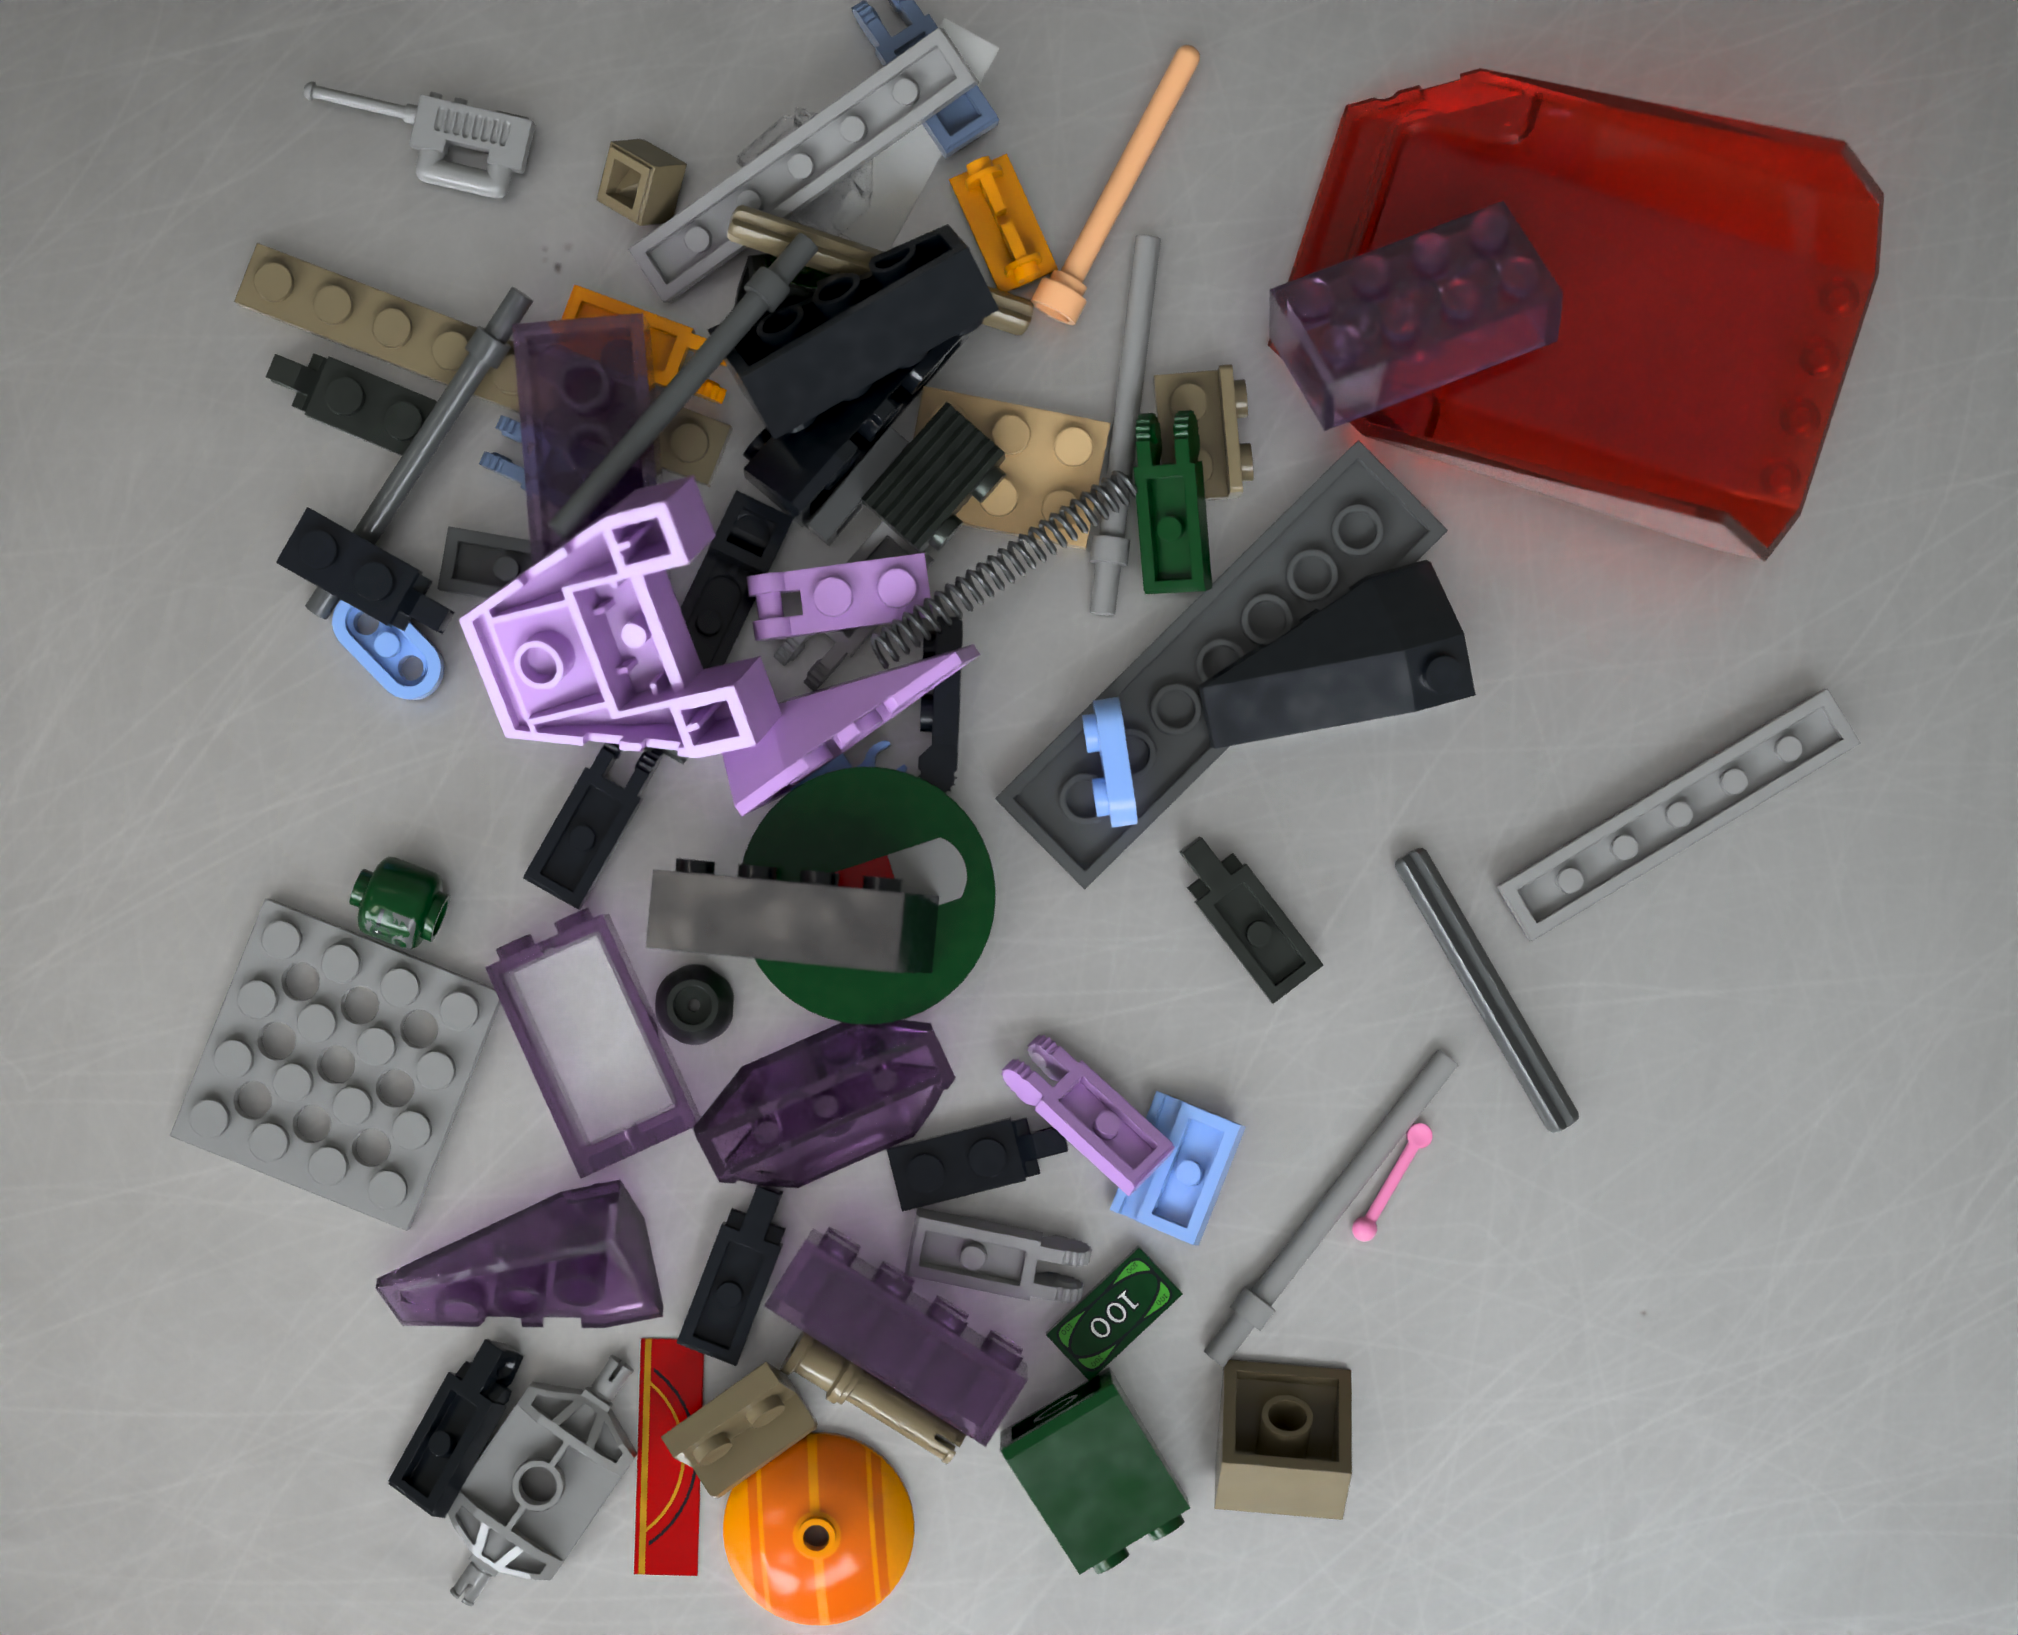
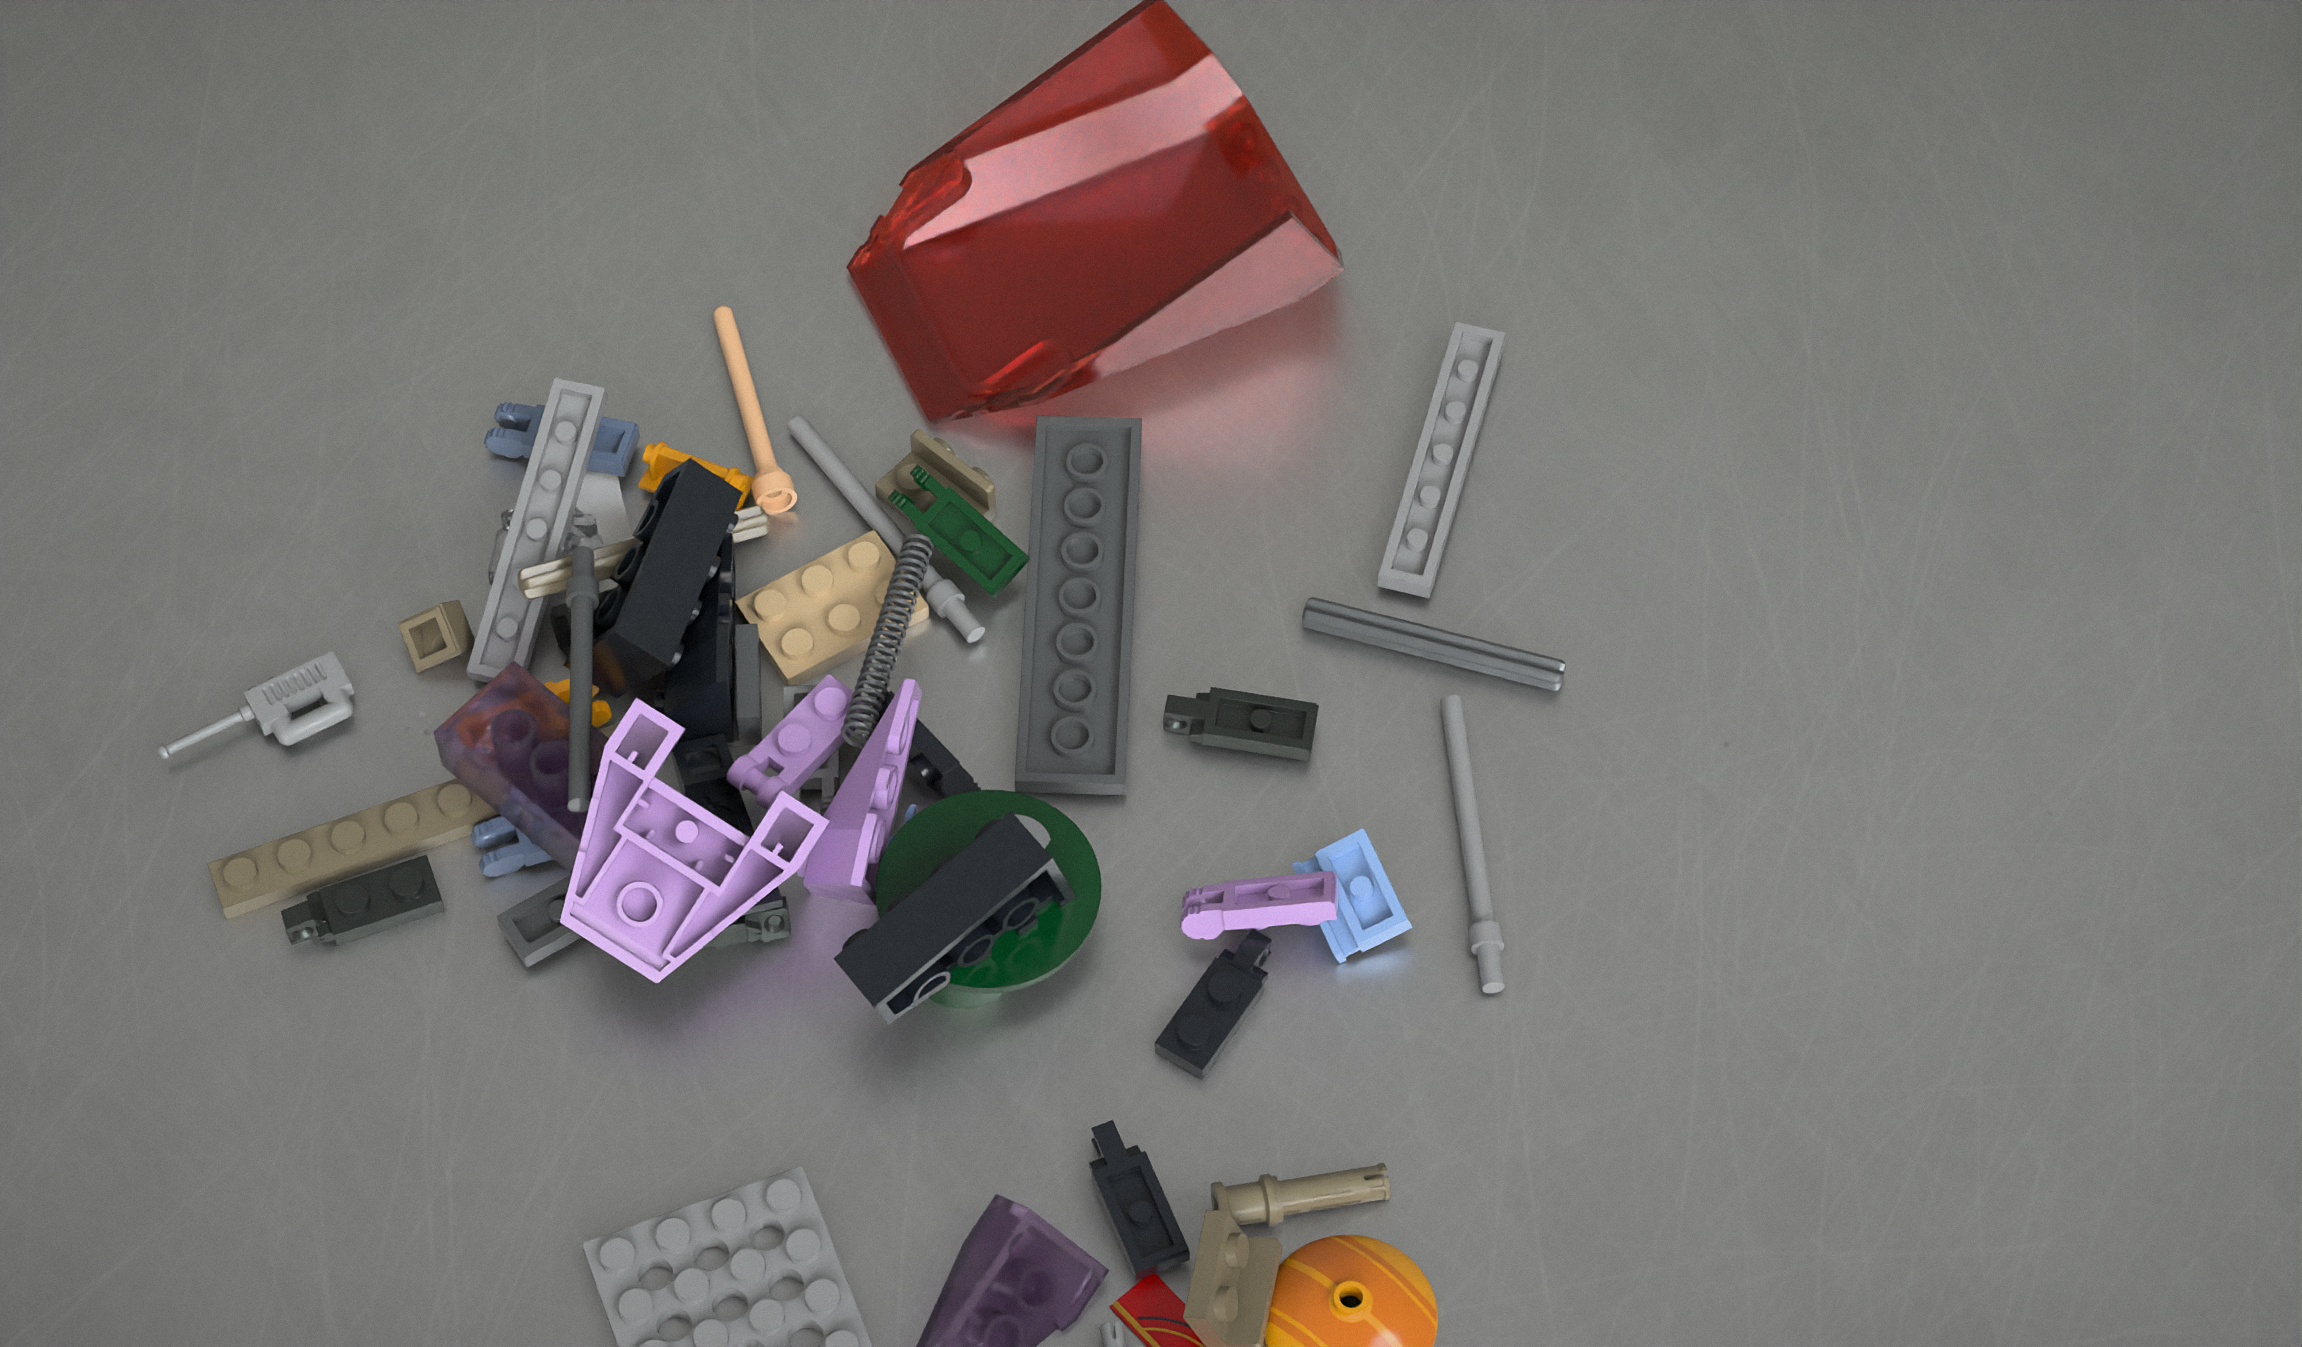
camera: 45 degrees left, 30 degrees down
(361, 574) = (466, 983): black hinge -> none
(387, 650) = (523, 1020): light blue plate -> none
(400, 903) = (679, 1164): dark green head -> none
(486, 350) = (425, 791): dark grey bar -> none
(589, 827) = (764, 1018): black hinge -> none
(592, 1041) = (895, 1139): clear window -> none
(715, 1001) = (945, 1083): pearl dark grey plate -> none
(824, 1103) = (1091, 1033): clear purple wedge -> none
(899, 1335) = (1276, 1123): clear purple brick -> none
(936, 479) = (794, 626): pearl dark grey brick -> none
(993, 1257) = (1285, 1046): light grey hinge -> none
(1094, 1473) = (1488, 1104): dark green slope -> none
(1106, 734) = (1070, 687): light blue plate -> none
(1114, 1313) = (1402, 1018): dark green tile -> none
(1284, 1440) = (1590, 991): dark tan slope -> none
(1362, 658) = (1155, 522): black wedge -> none
(1414, 315) = (1001, 308): clear purple brick -> none
(1418, 1137) = (1481, 761): bright pink hinge -> none

